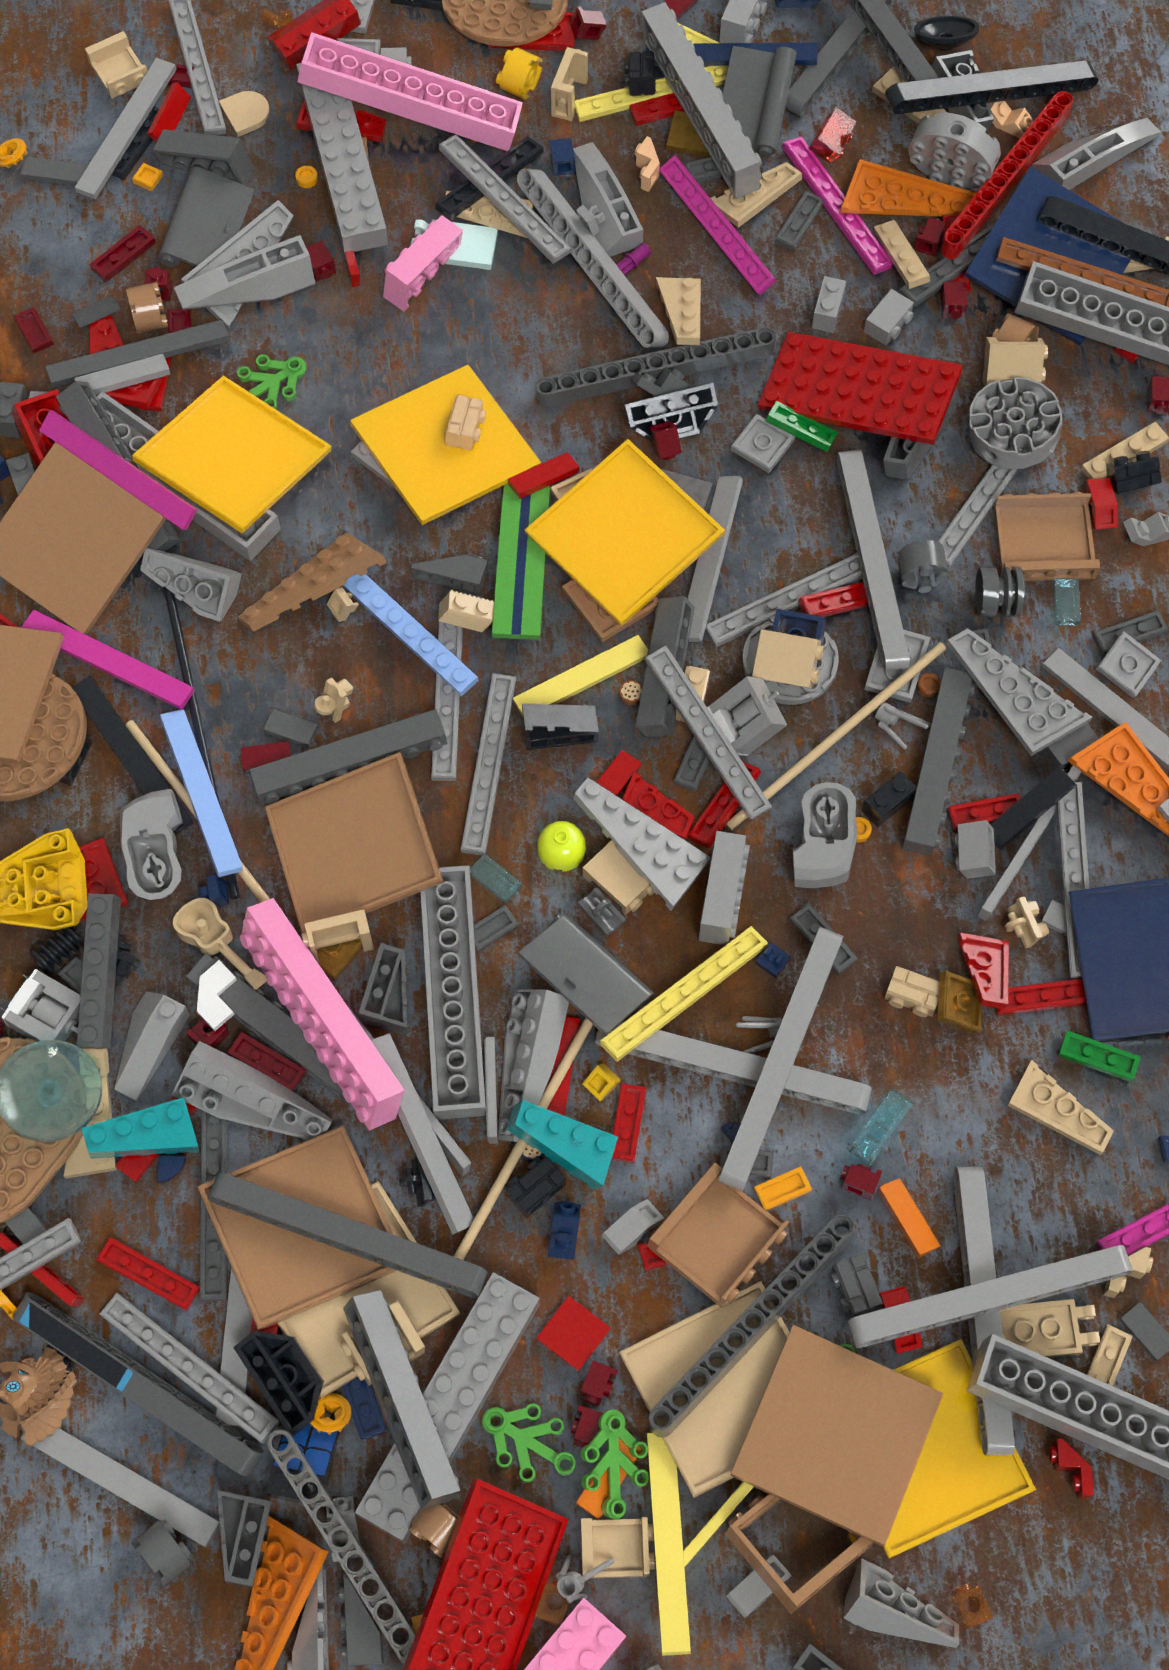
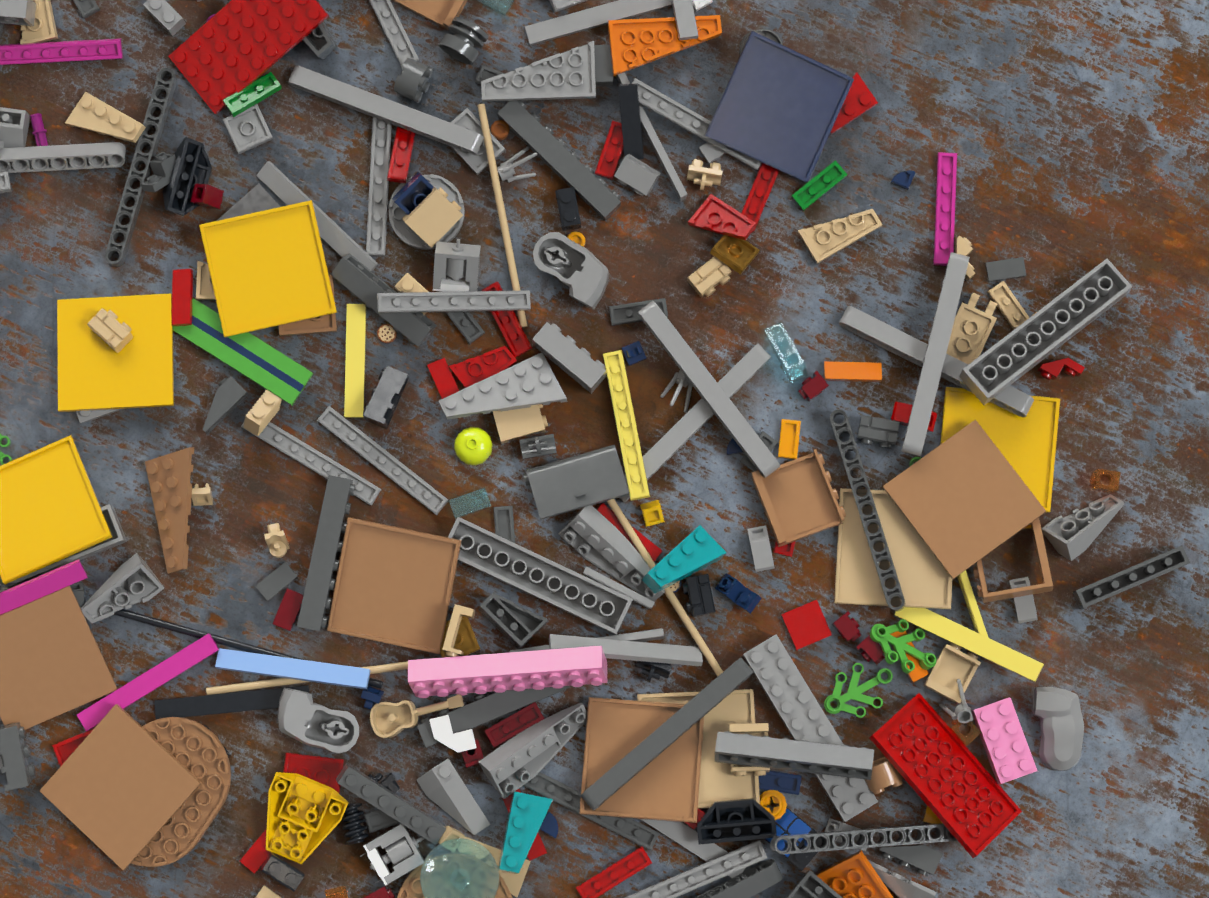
camera: 60 degrees left, 15 degrees up
(411, 633) = (255, 458): light blue plate -> none
(628, 1122) = (688, 510): red tile -> none

